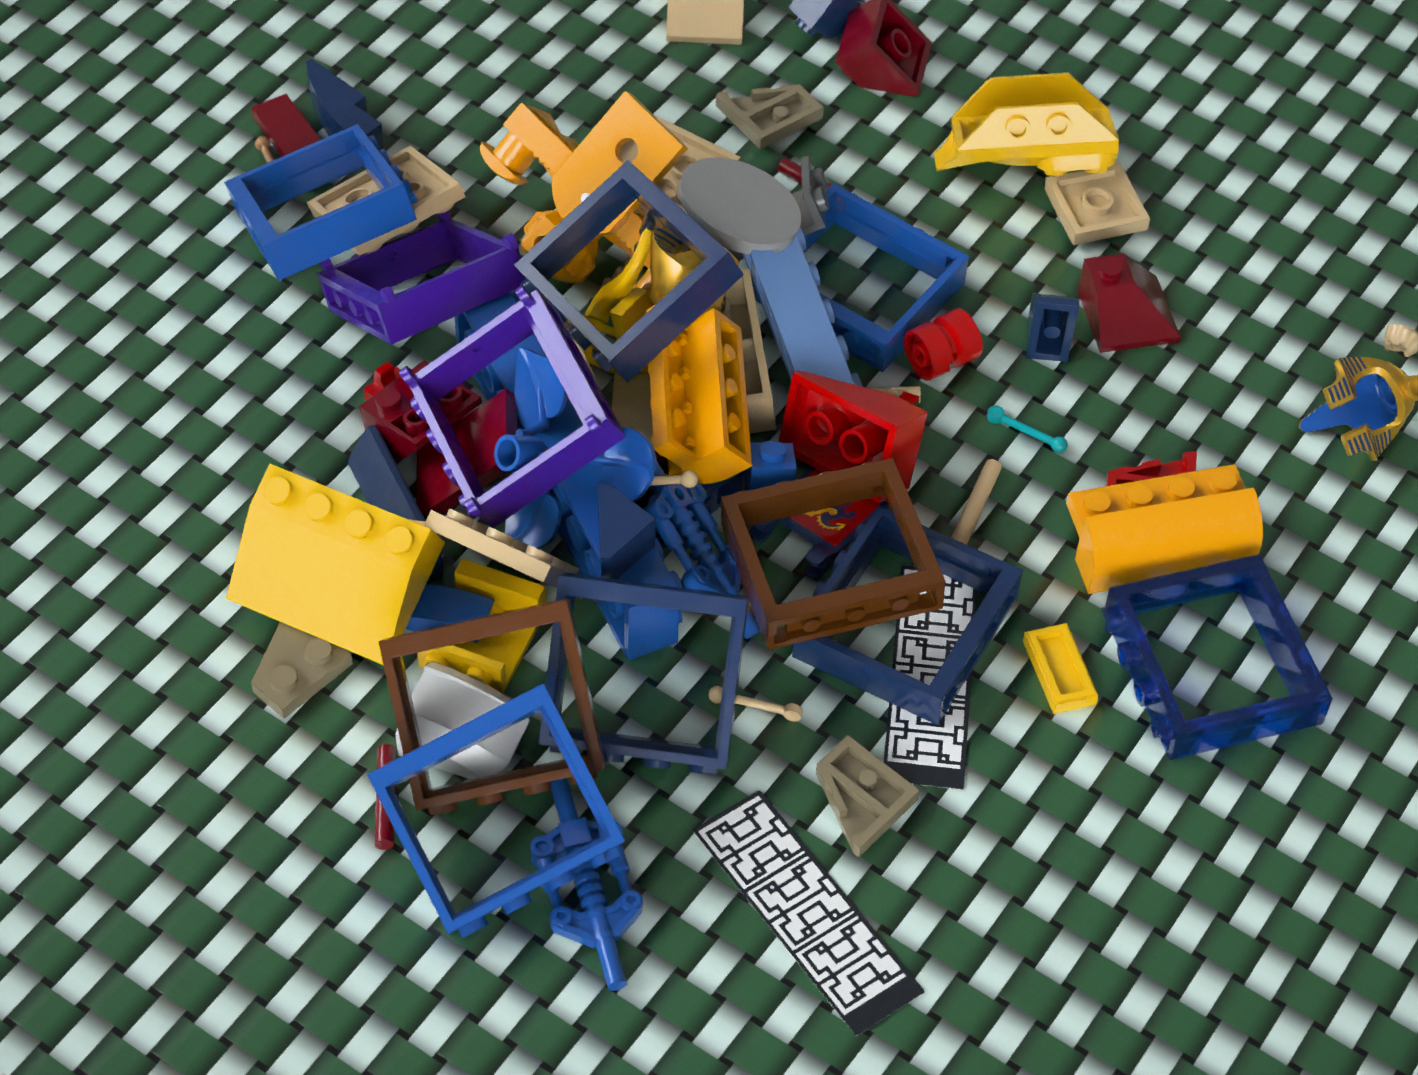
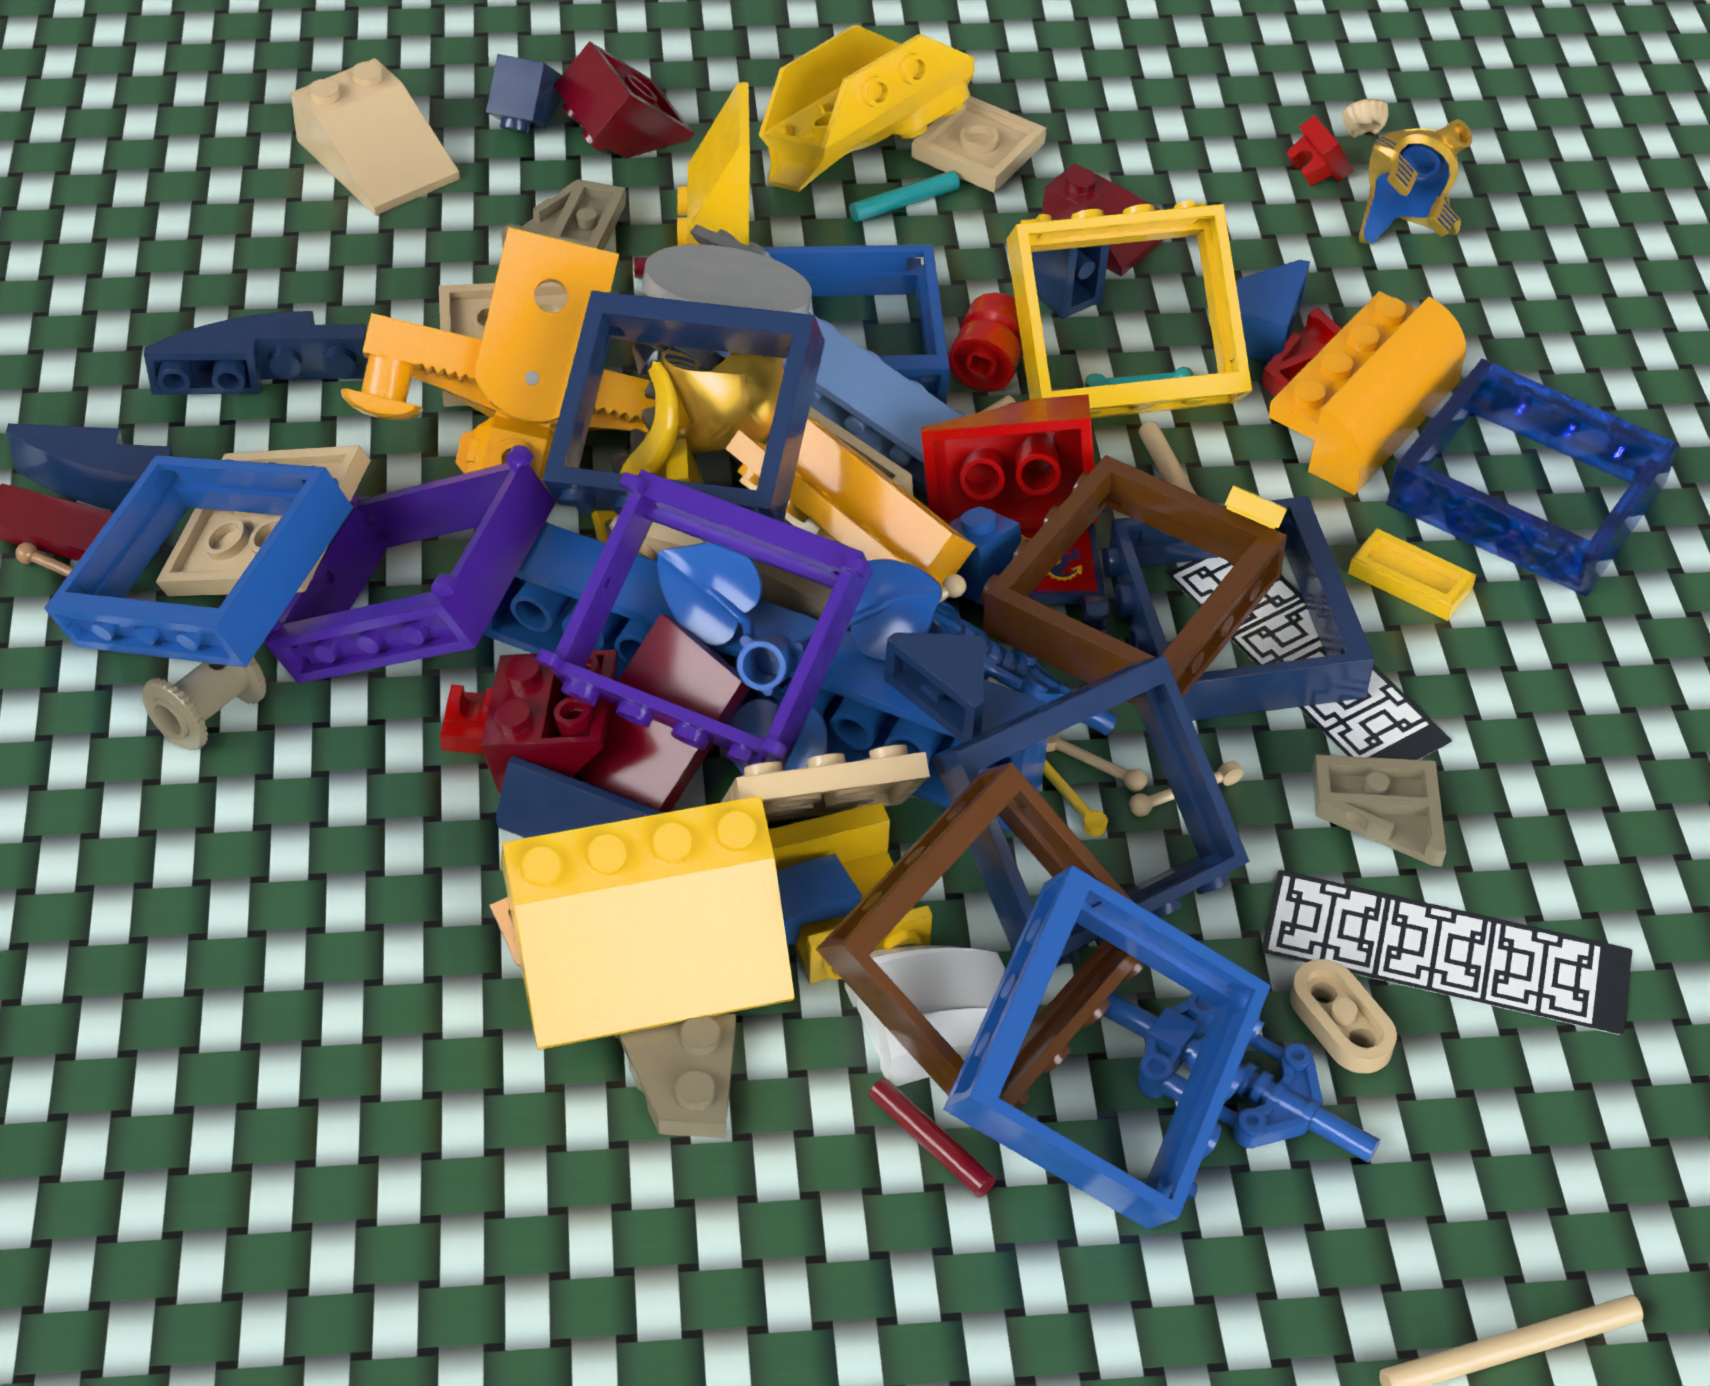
camera: 40 degrees left, 5 degrees down
(258, 284) = (185, 706): none -> dark tan hose
(486, 86) = (245, 350): none -> dark blue slope
(679, 684) = (1093, 820): none -> yellow hinge
(686, 901) = (1347, 1019): none -> tan plate
(709, 621) = (1134, 779): none -> tan hinge
(872, 144) = (719, 175): none -> yellow slope
(955, 551) = (1255, 507): none -> yellow tile
(1009, 213) = (904, 196): none -> teal piece
(1045, 302) = (1137, 225): none -> yellow window
(1160, 431) = (1270, 307): none -> blue slope
(1331, 343) = (1321, 151): none -> red tile

